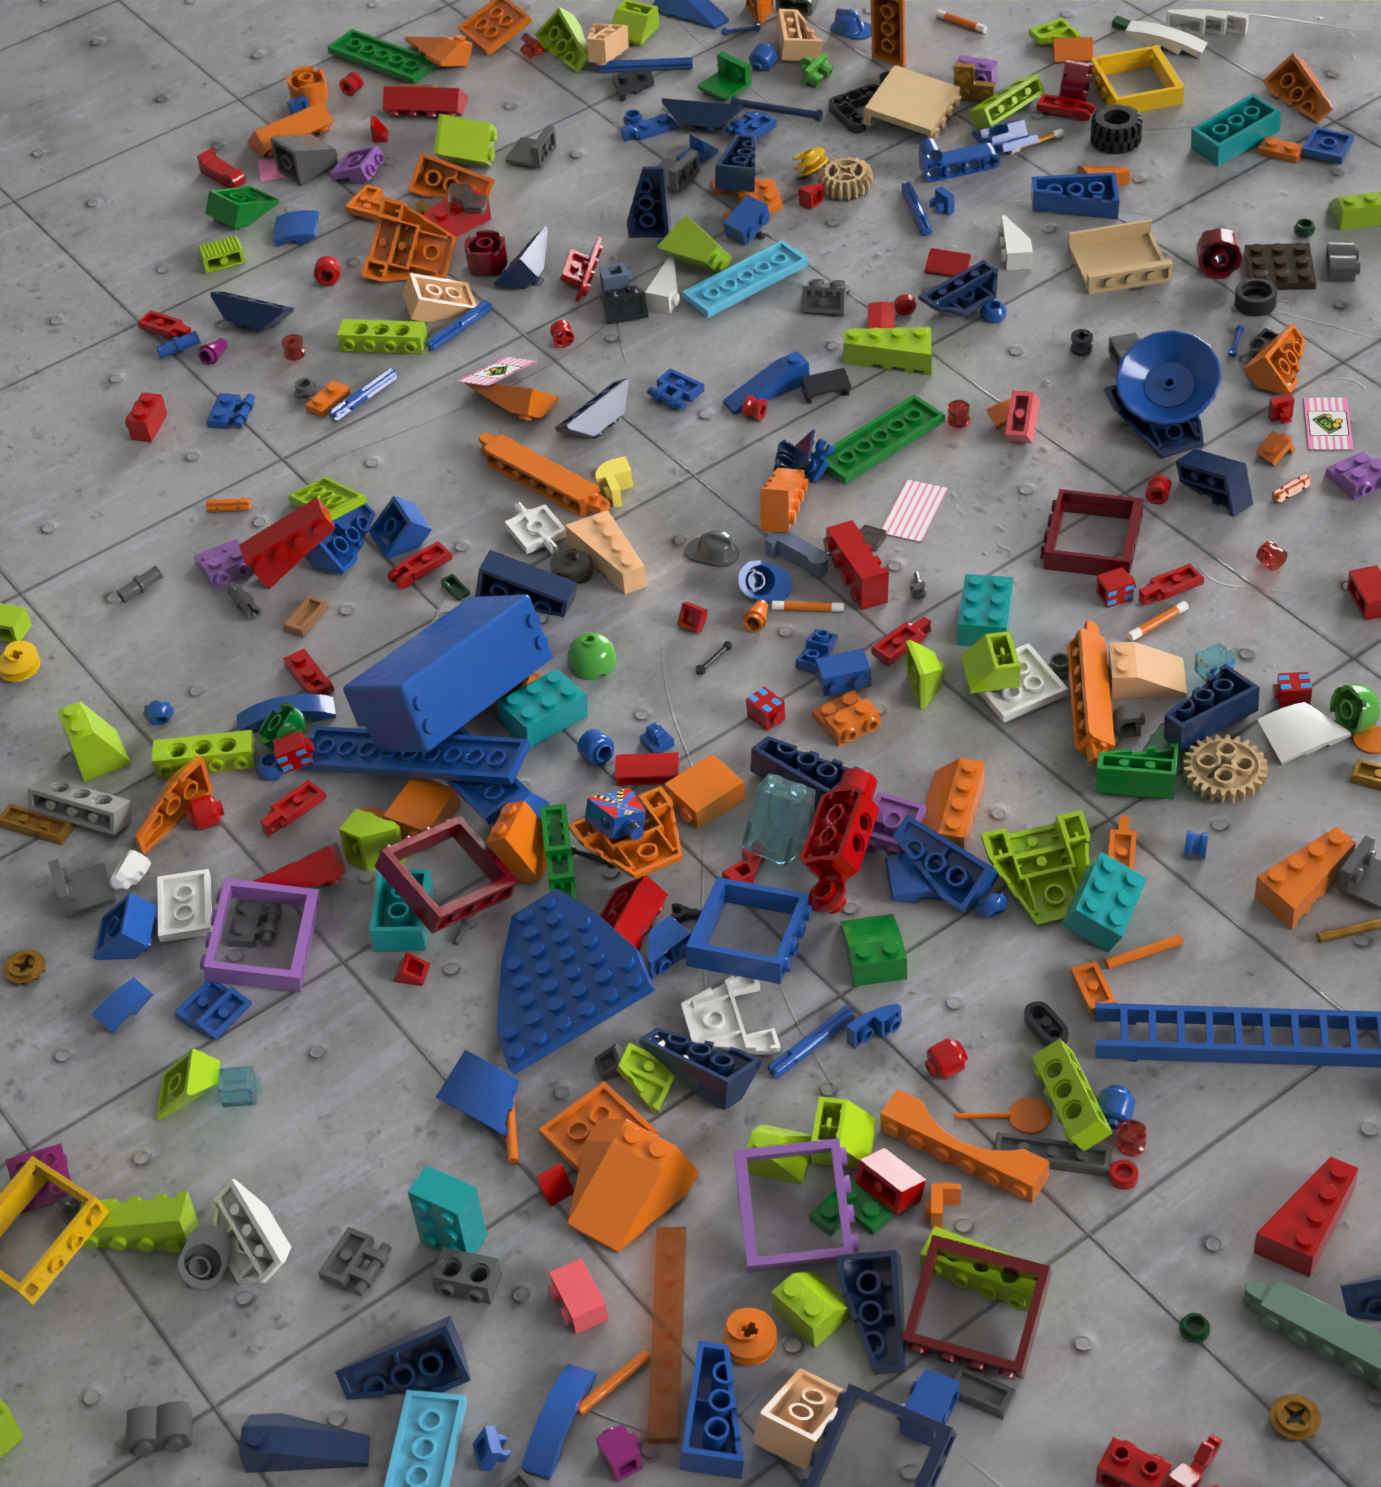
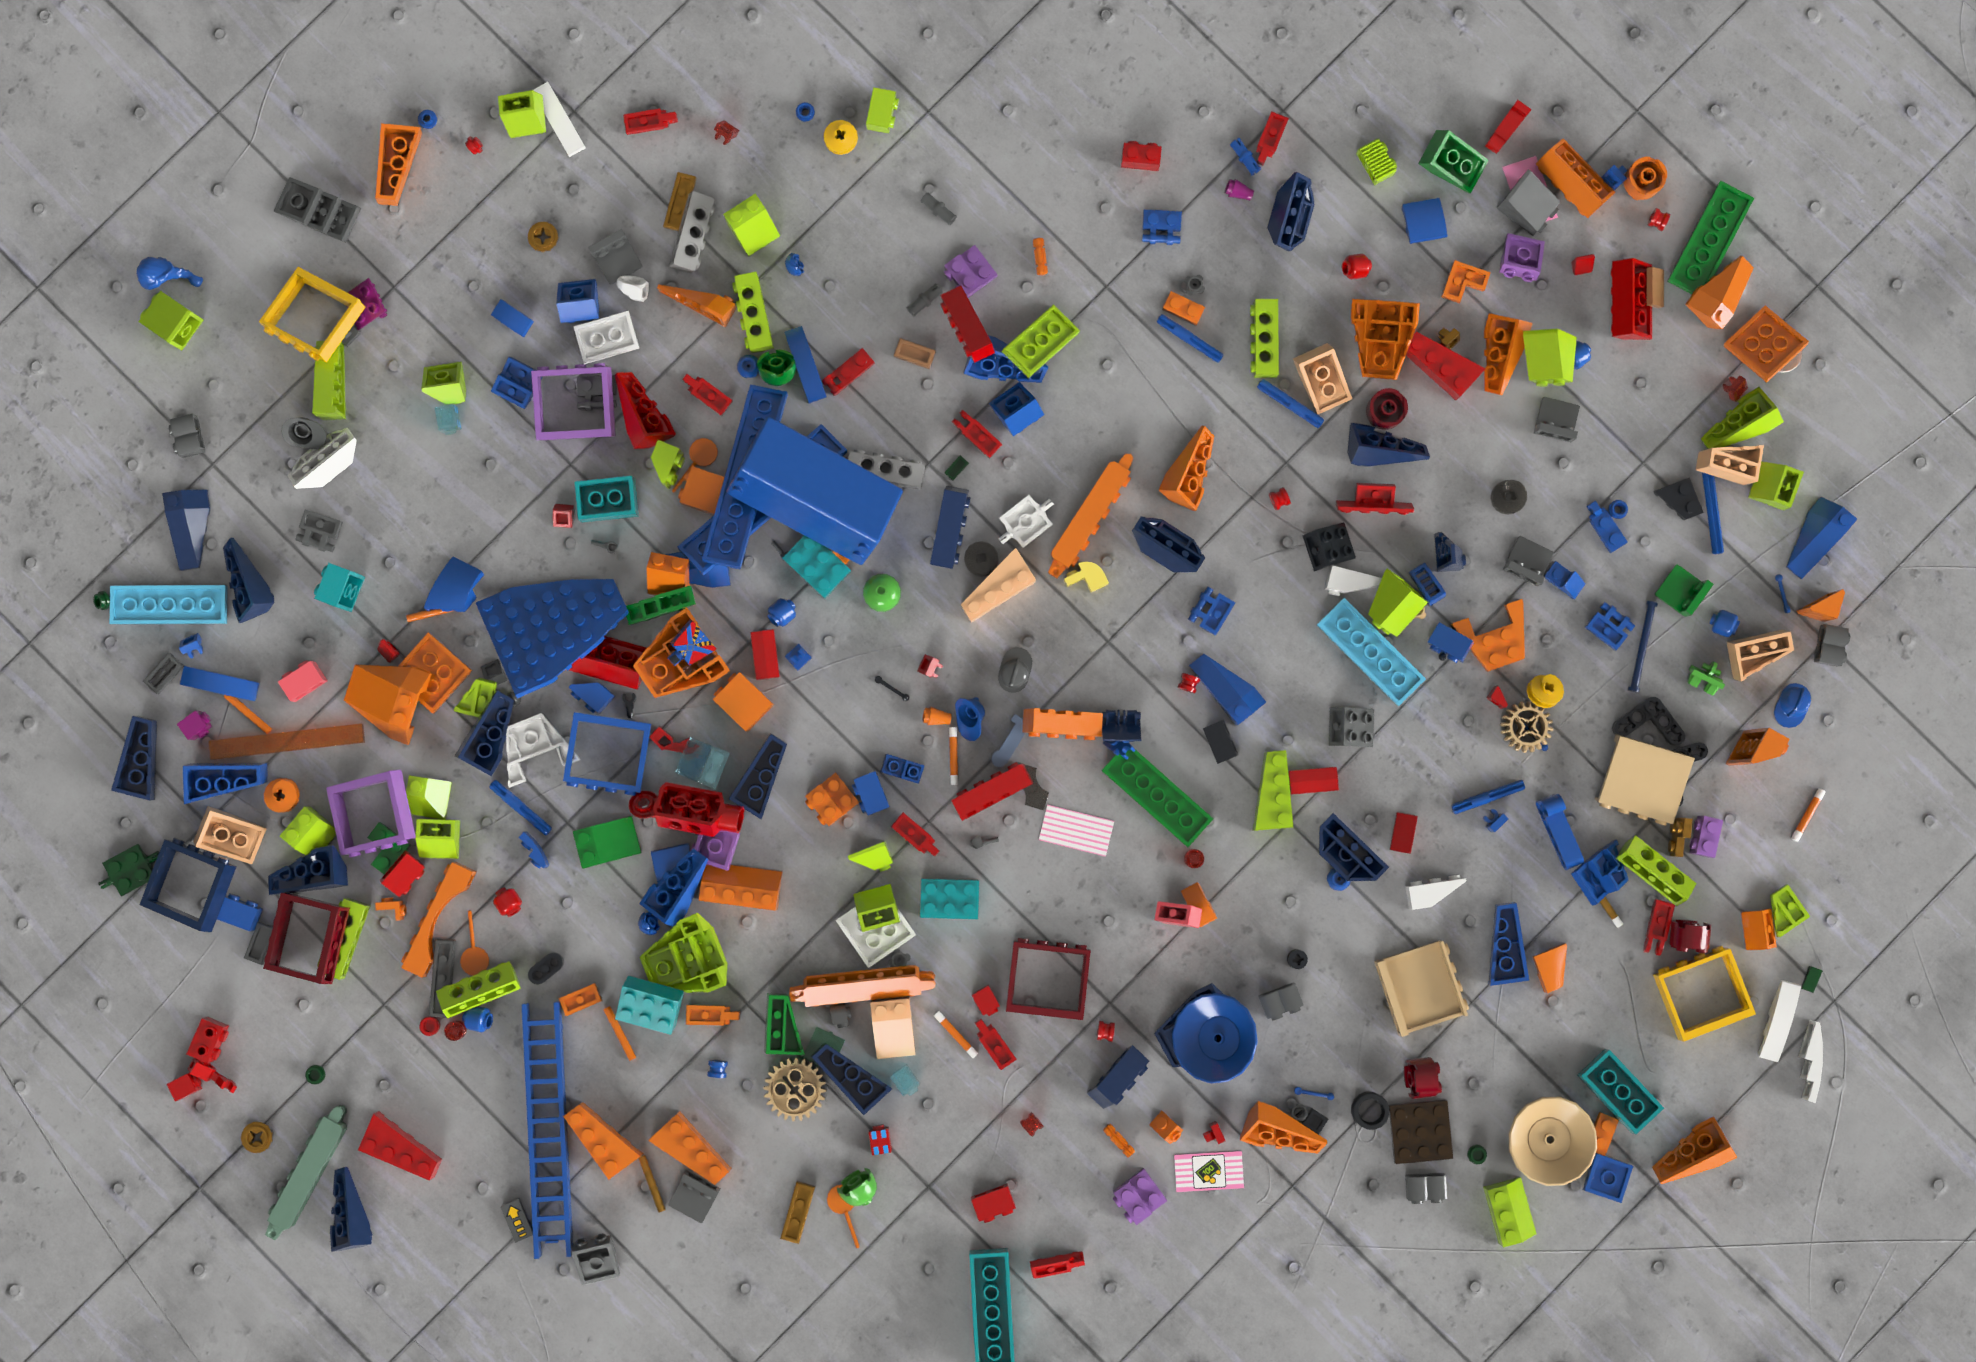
camera: 75 degrees right, 40 degrees up
(204, 812) = (695, 328): red head -> none
(293, 347) = (1247, 265): clear red wheel -> none
(293, 751) = (751, 383): red brick -> none
(419, 901) = (608, 548): dark red window -> none
(468, 1270) = (304, 605): dark grey brick -> none
(469, 200) = (1443, 386): clear smoke tile -> none
(497, 371) = (1220, 451): sticker -> none
(601, 181) = (1517, 501): none -> clear smoke piece
(614, 276) = (1364, 527): sand blue brick -> none
(699, 113) = (1622, 576): dark blue wedge -> none
(737, 165) = (1520, 625): dark blue wedge -> none
(765, 708) = (831, 737): red brick -> none
(905, 304) = (1339, 799): red tile -> none
(1116, 129) = (1632, 980): black tyre -> none
(1288, 168) = (1571, 1144): none -> tan dish
(1298, 970) = (601, 1140): none -> orange wedge
(1300, 731) = (835, 1146): white slope -> none

